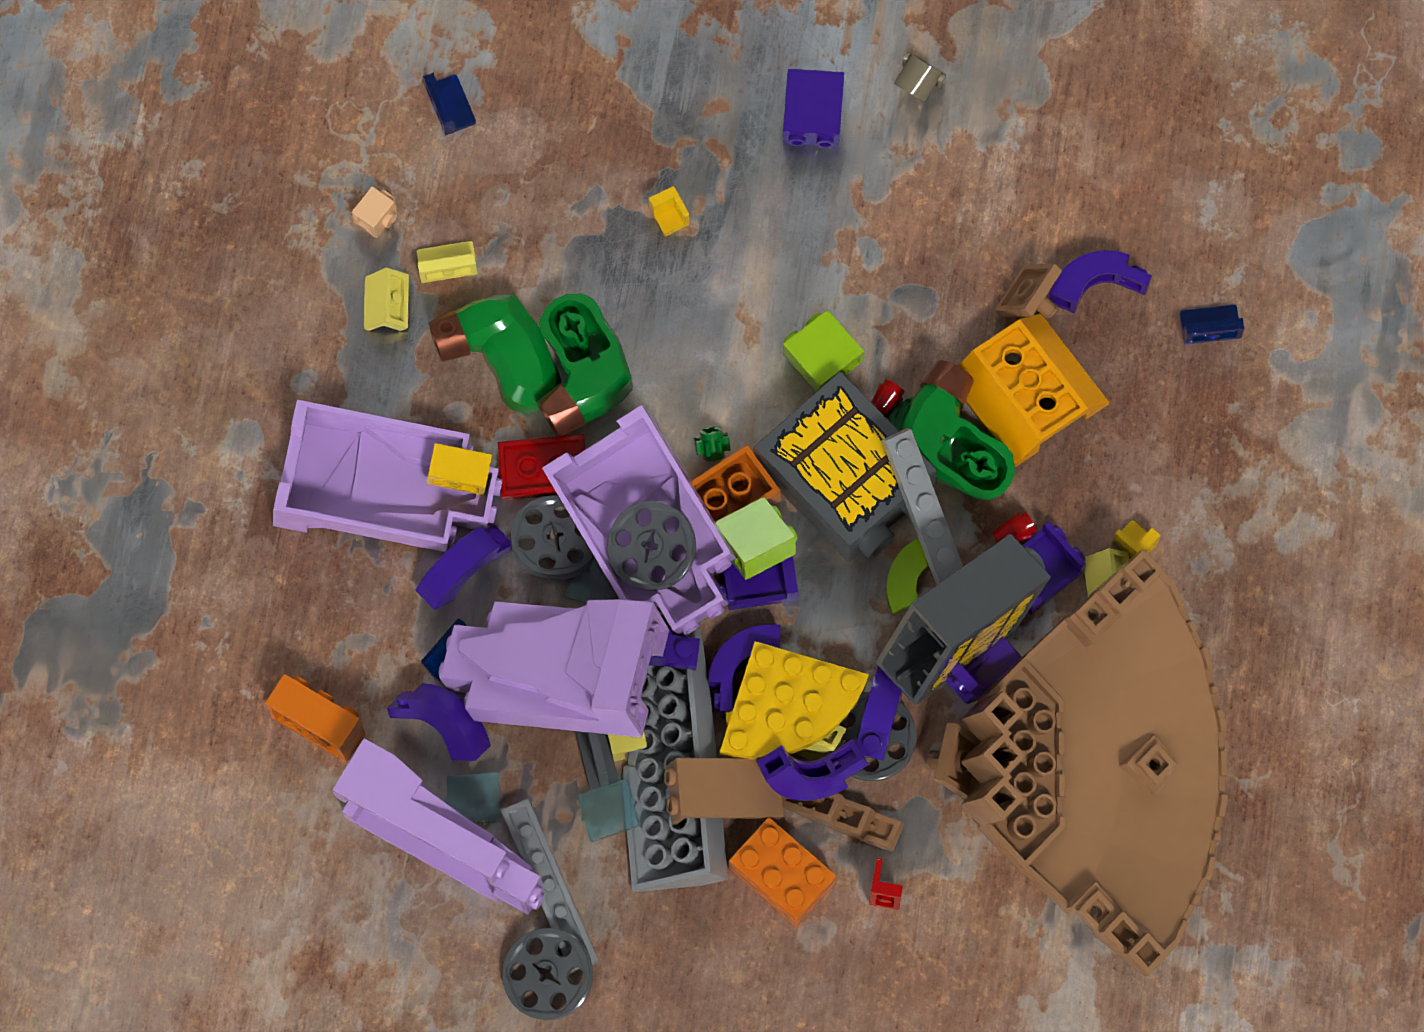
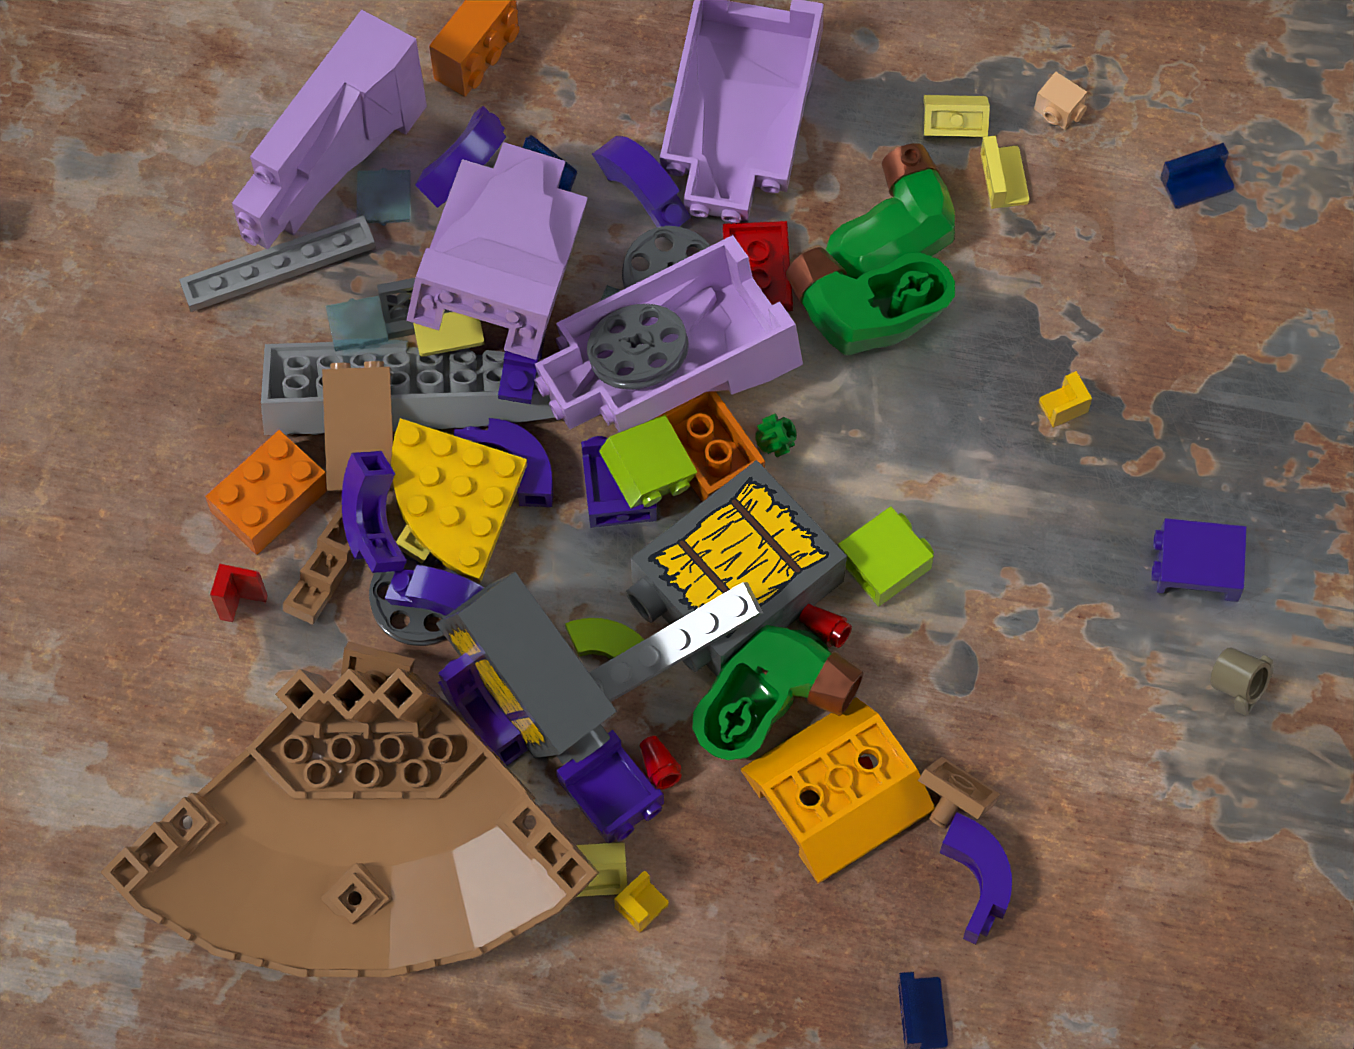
camera: 90 degrees right, 5 degrees down
(459, 469) = (748, 169): yellow panel -> none
(560, 970) = (179, 257): dark grey wedge -> none

